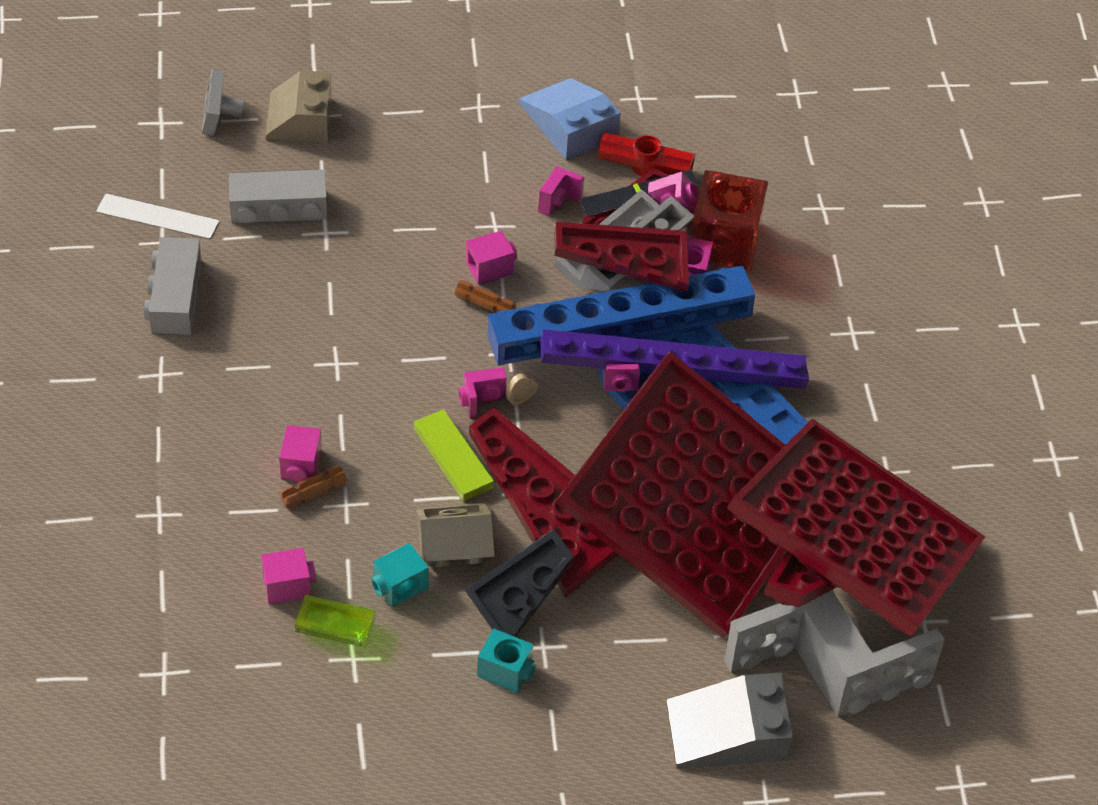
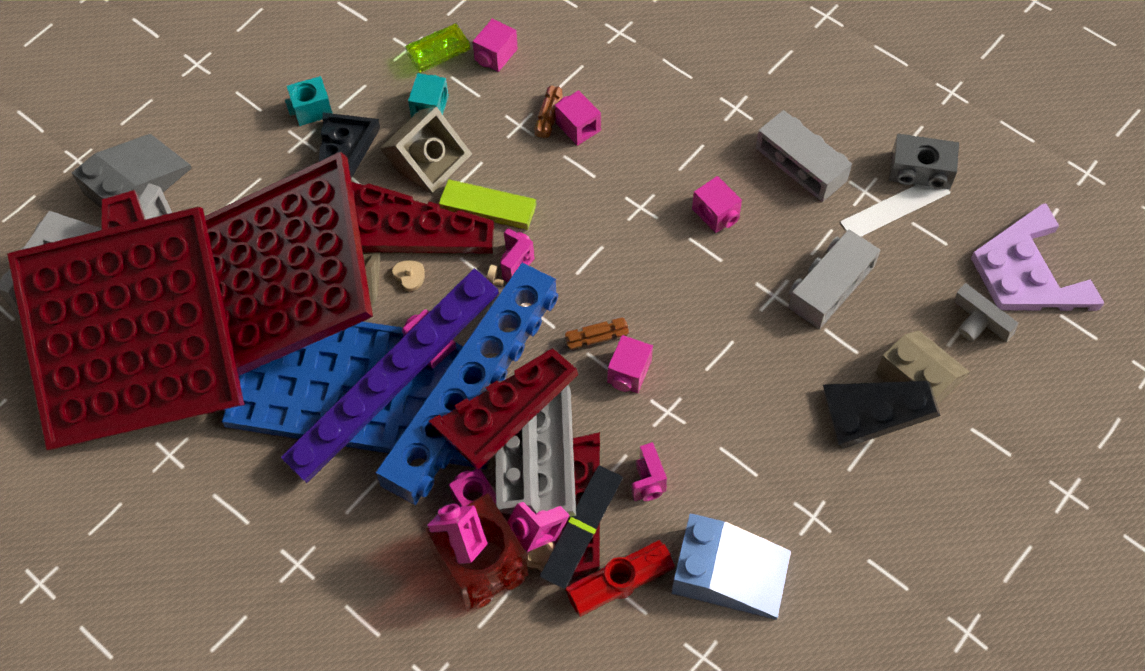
camera: 140 degrees right, 10 degrees up
(100, 212) = (924, 161): none -> dark grey brick
(145, 116) = (1019, 274): none -> lavender wing
(287, 305) = (717, 204): none -> dark pink brick
(370, 105) = (877, 409): none -> black wing
(573, 453) = (410, 274): none -> tan piece
(739, 204) = (463, 530): none -> dark pink bracket

